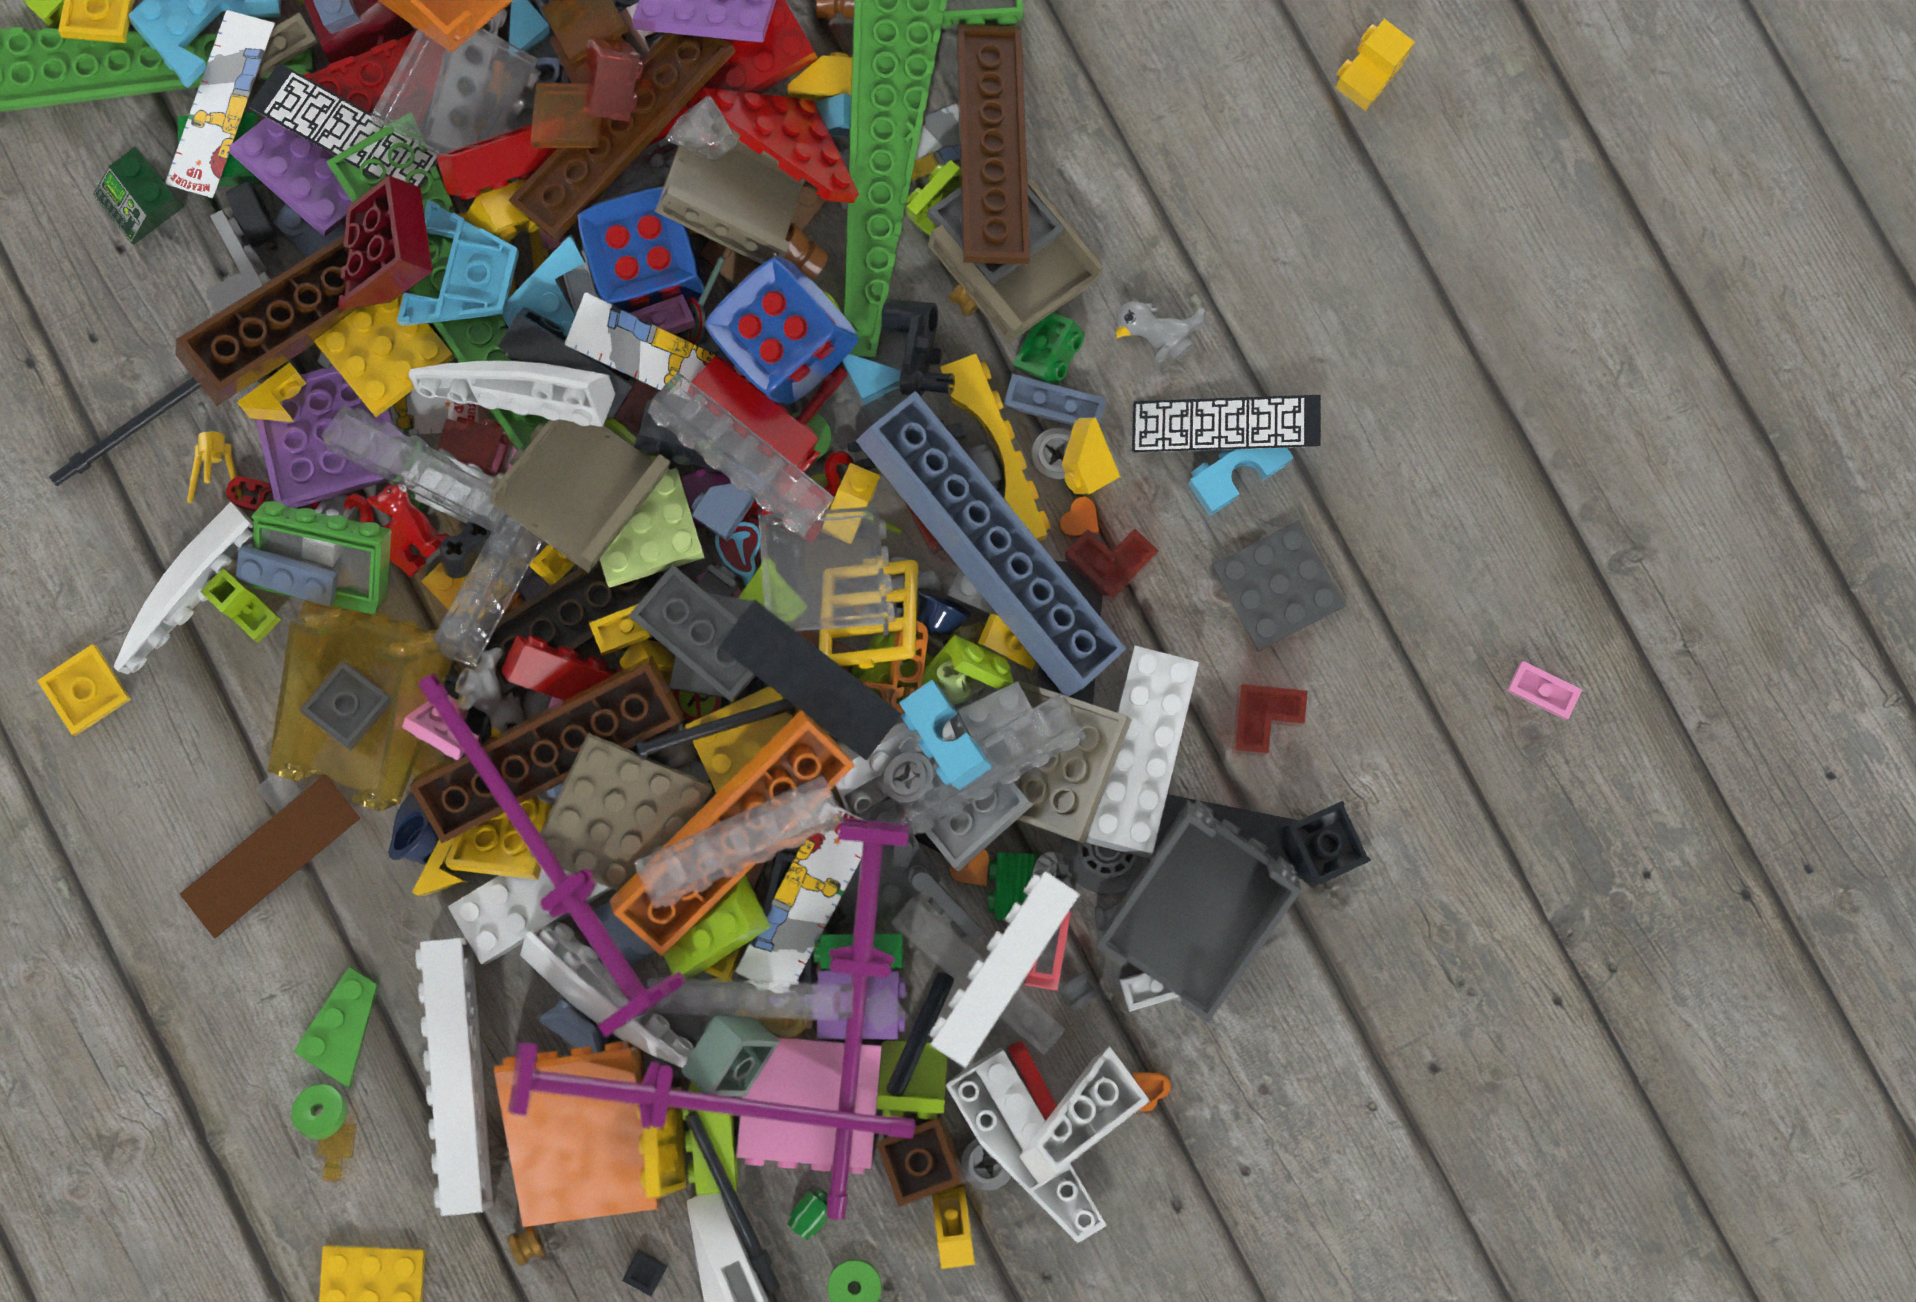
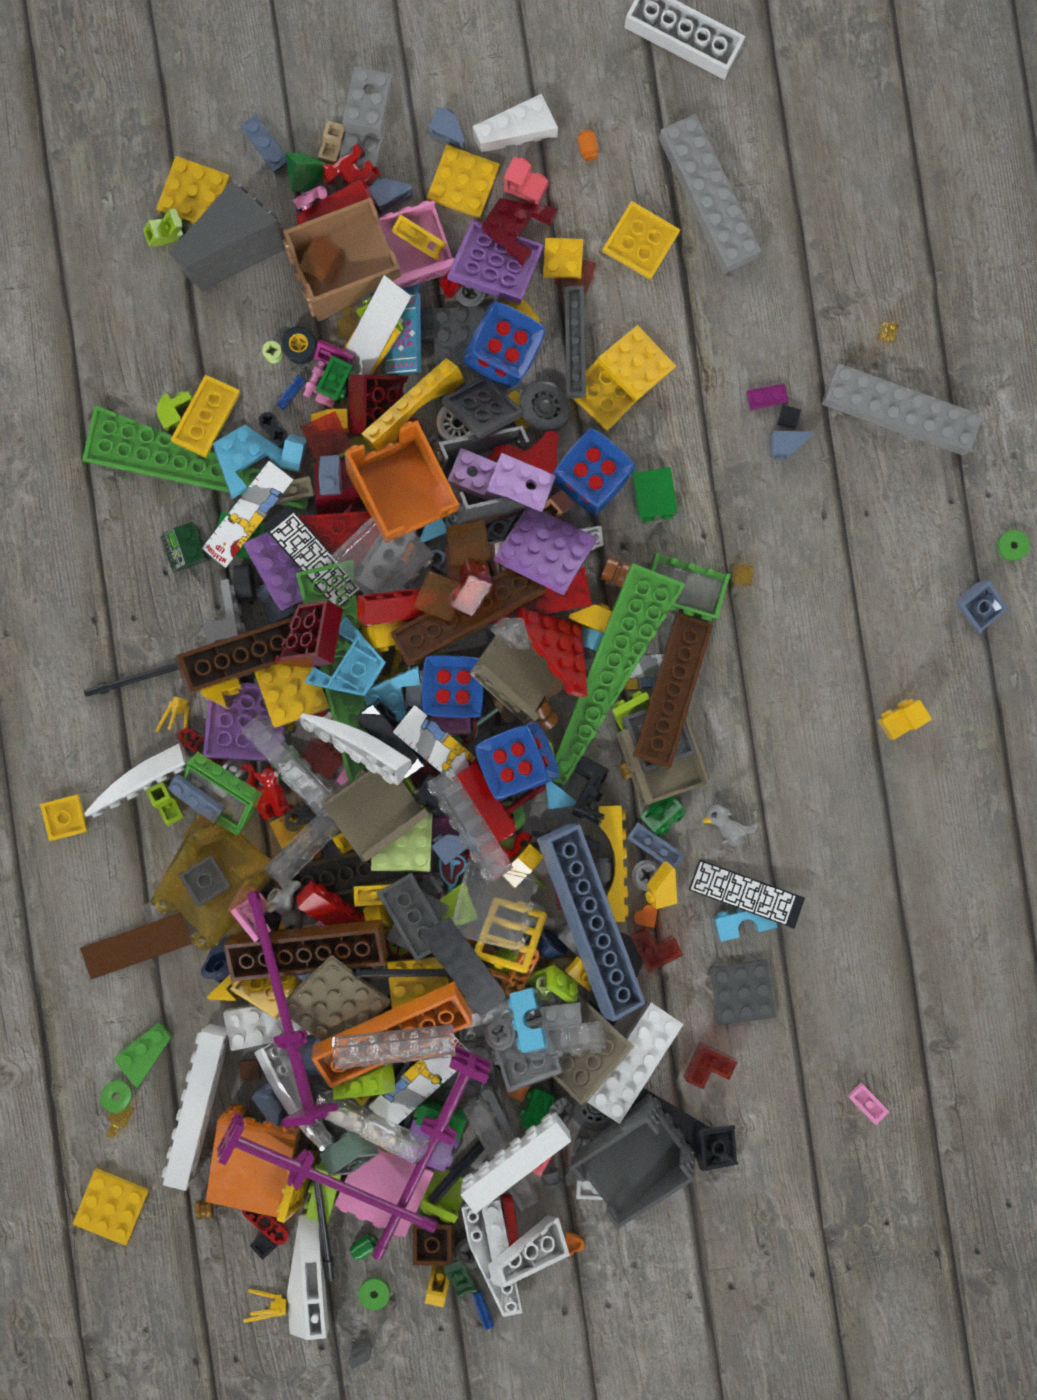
camera: 15 degrees right, 5 degrees up
(524, 992) = (250, 1070): none -> reddish brown tile
(654, 1250) = (266, 1229): none -> red beam
(985, 1203) = (460, 1278): none -> dark green plate
(1042, 1249) = (483, 1310): none -> blue axle

